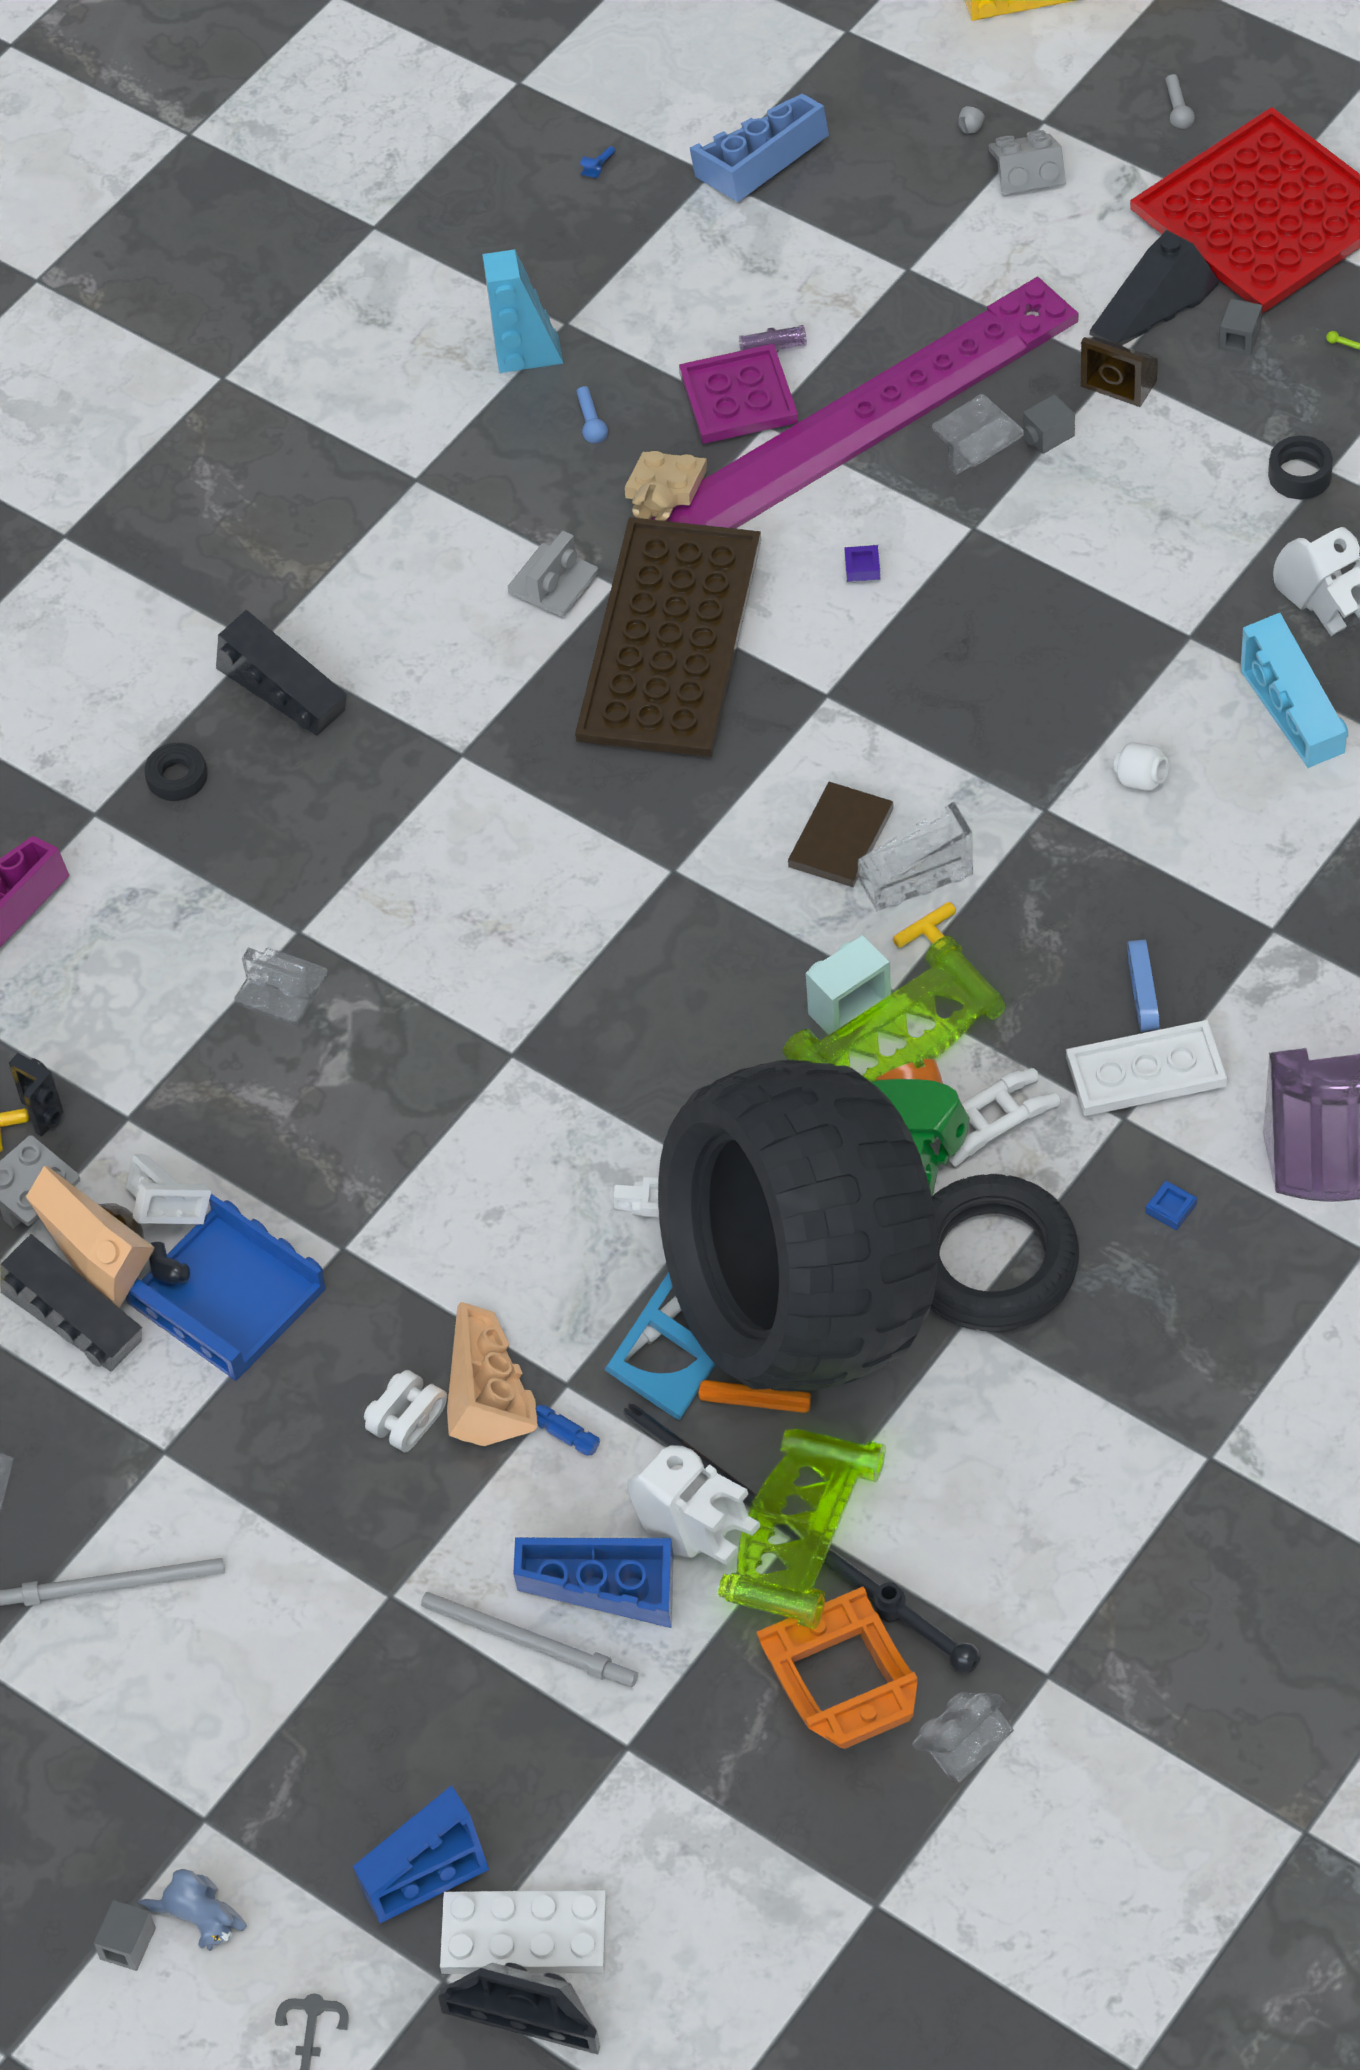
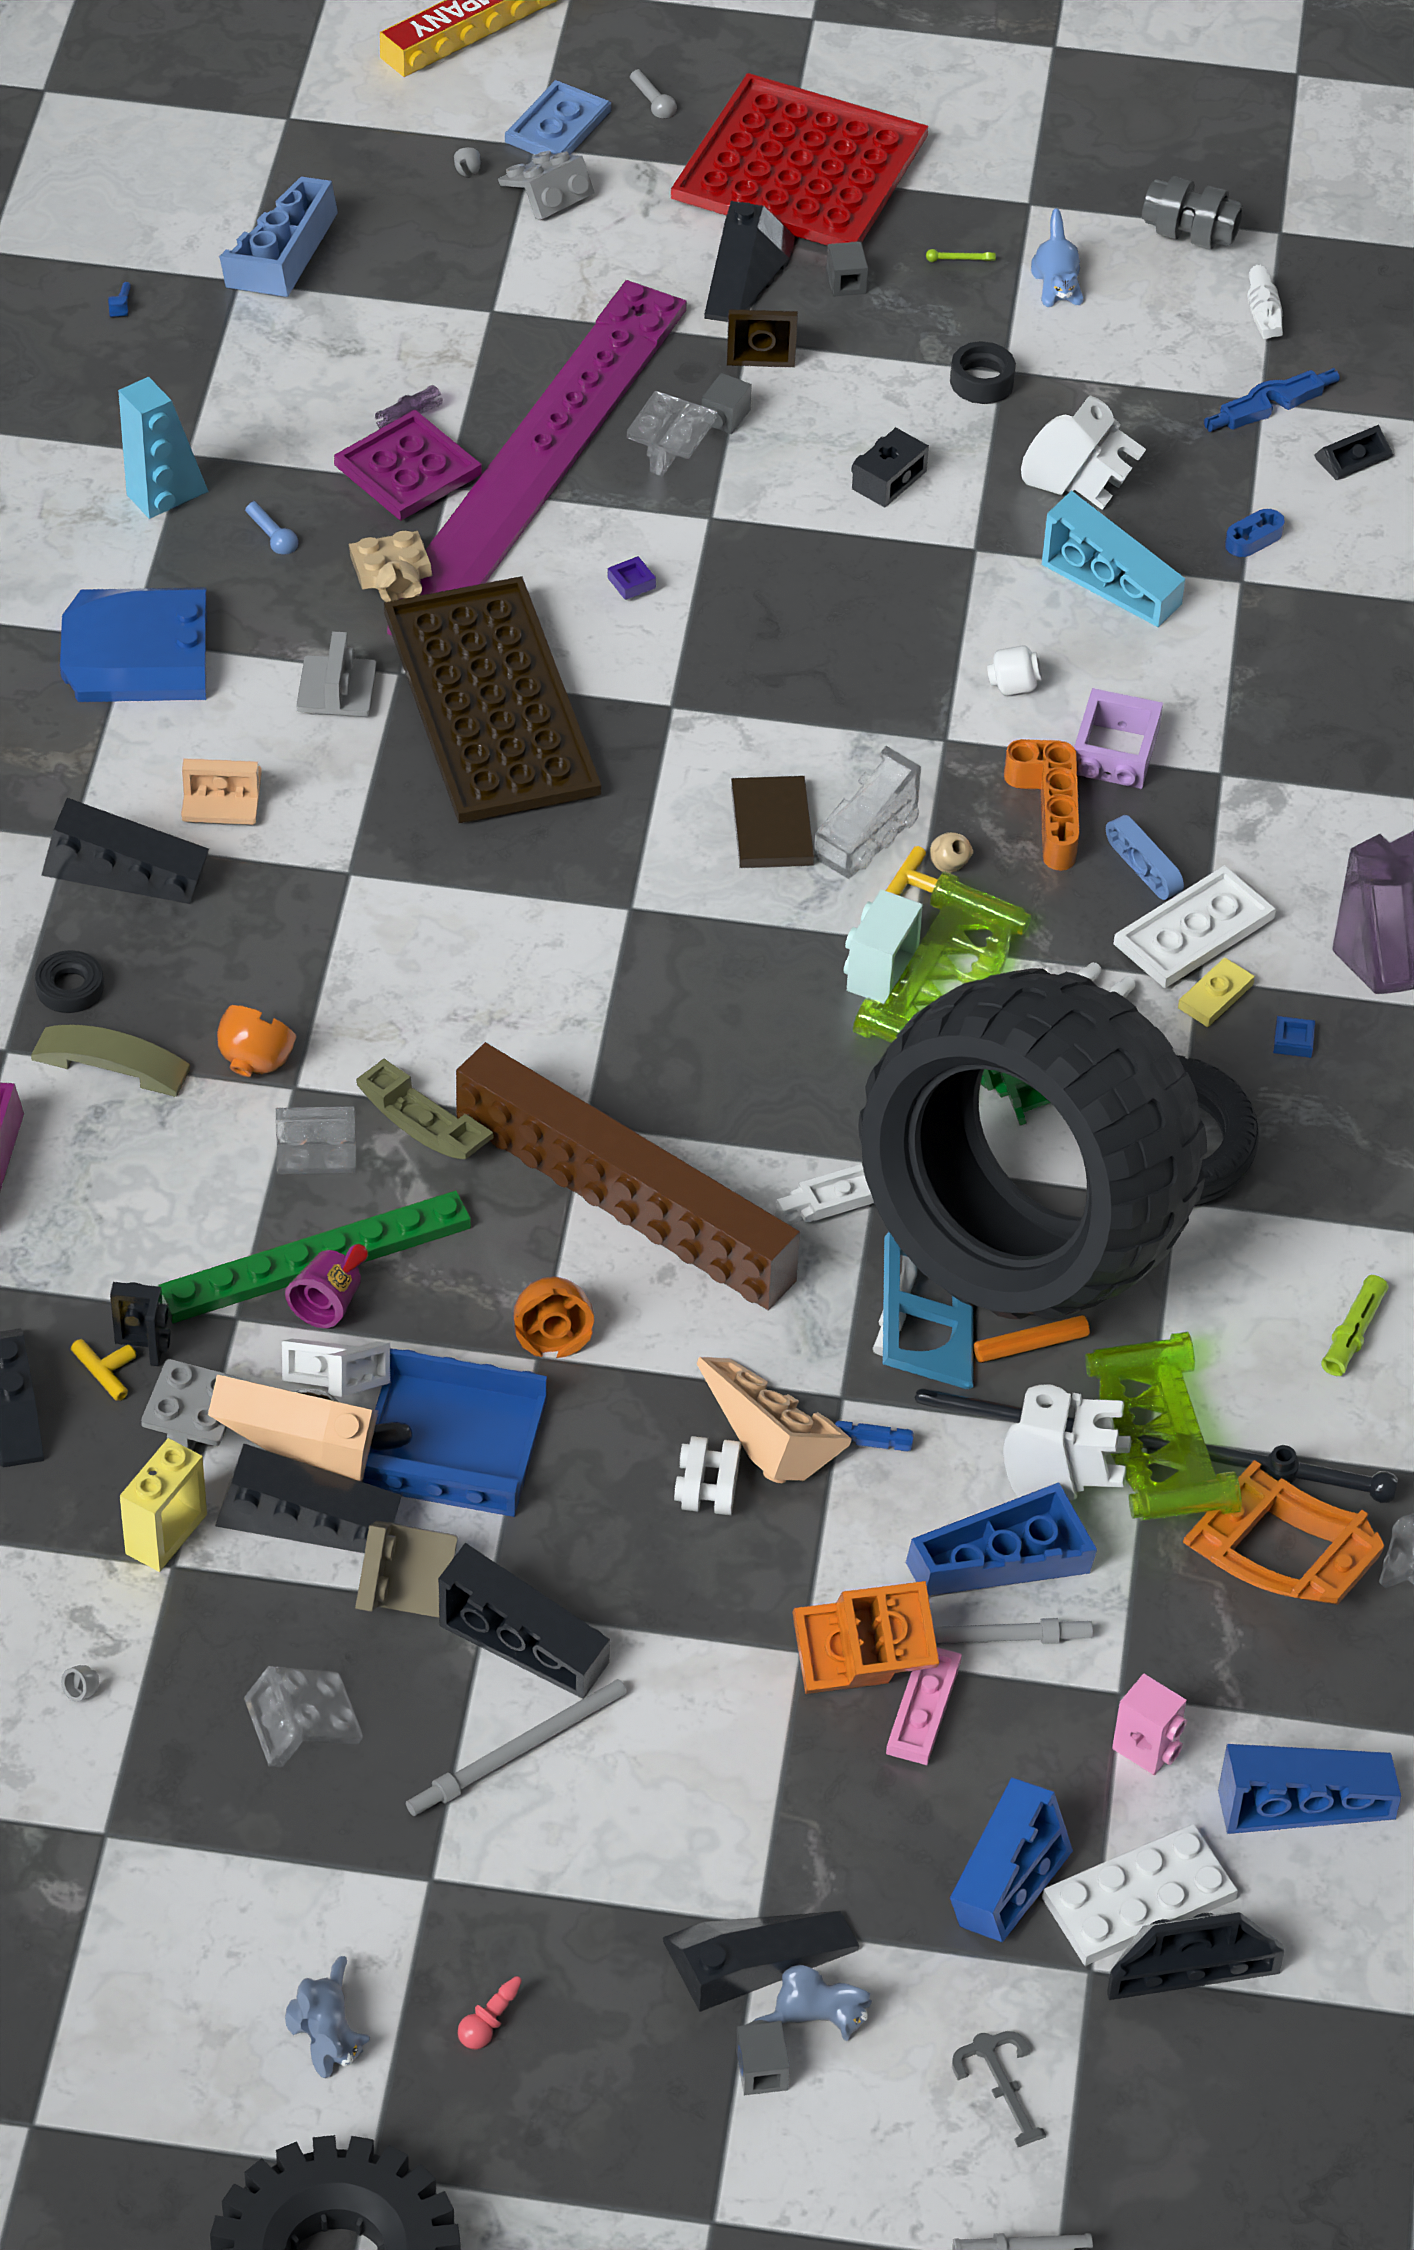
camera: 35 degrees left, 5 degrees down
(103, 1391) = (404, 1568): none -> dark tan bracket
(164, 1837) = (746, 1954): none -> black wedge
(168, 1477) = (519, 1623): none -> black wedge
(170, 850) = (112, 1051): none -> olive slope
(202, 1119) = (326, 1286): none -> magenta hat
(219, 1088) = (281, 1265): none -> green plate
(276, 881) = (253, 1042): none -> orange cylinder
(362, 1218) = (553, 1317): none -> orange cylinder
(377, 992) = (418, 1115): none -> olive slope
(396, 643) = (220, 791): none -> light nougat bracket
(414, 485) = (135, 644): none -> blue wedge
(426, 1608) = (865, 1637): none -> orange bracket
(451, 1686) = (923, 1709): none -> bright pink plate
(498, 1117) = (629, 1177): none -> reddish brown brick
(614, 1787) = (1150, 1725): none -> bright pink brick
(714, 1900) = (1305, 1787): none -> blue wedge
(981, 916) = (950, 852): none -> tan piece
(1008, 1521) = (1349, 1336): none -> lime pin
(1077, 104) = (558, 120): none -> medium blue tile
(1112, 879) = (1053, 769): none -> orange beam
(1127, 1136) = (1216, 992): none -> light yellow plate
(1155, 532) = (889, 467): none -> black brick
(1209, 839) = (1122, 714): none -> lavender window

